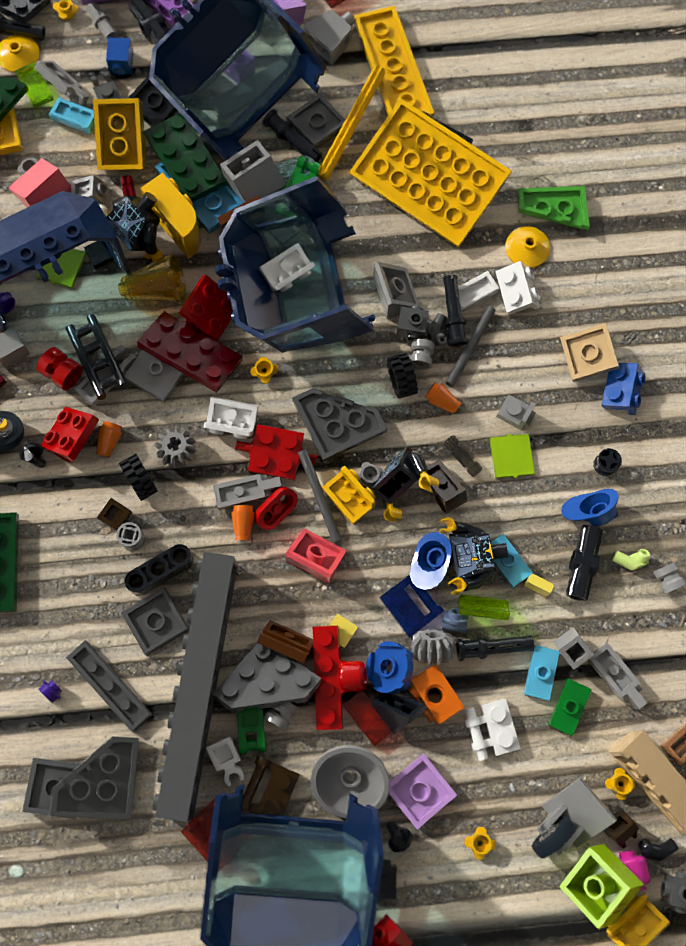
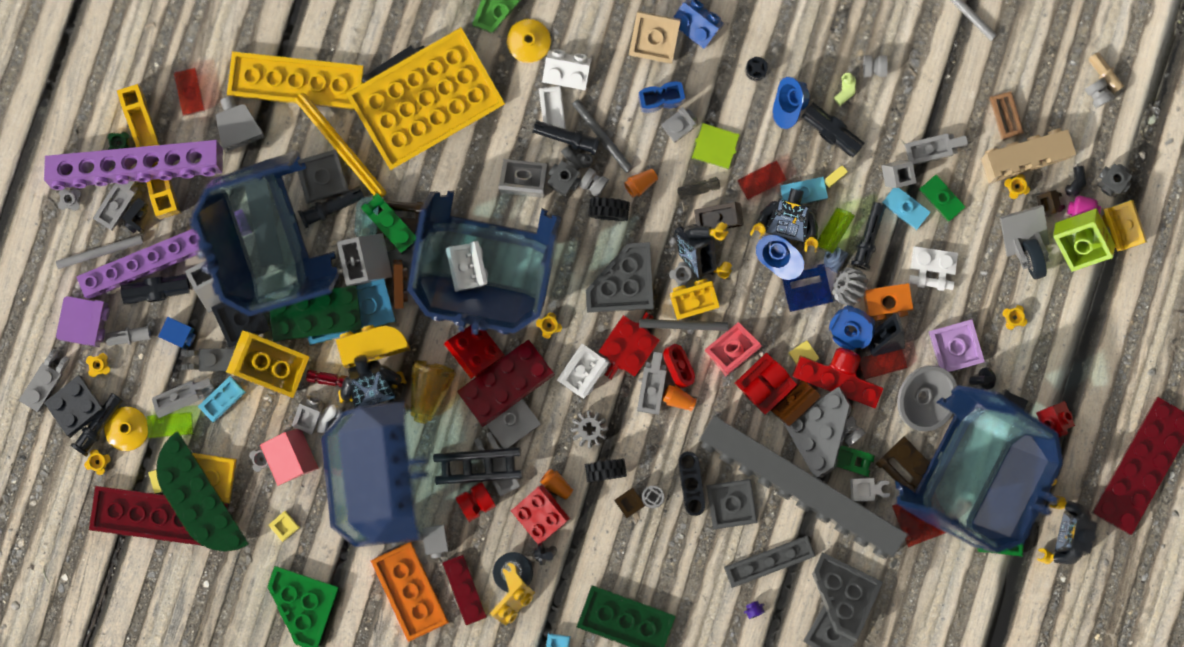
camera: 60 degrees left, 10 degrees up
(294, 603) = (765, 383): none -> red plate
(499, 514) = (761, 180): none -> clear red plate
(539, 385) = (666, 96): none -> blue brick

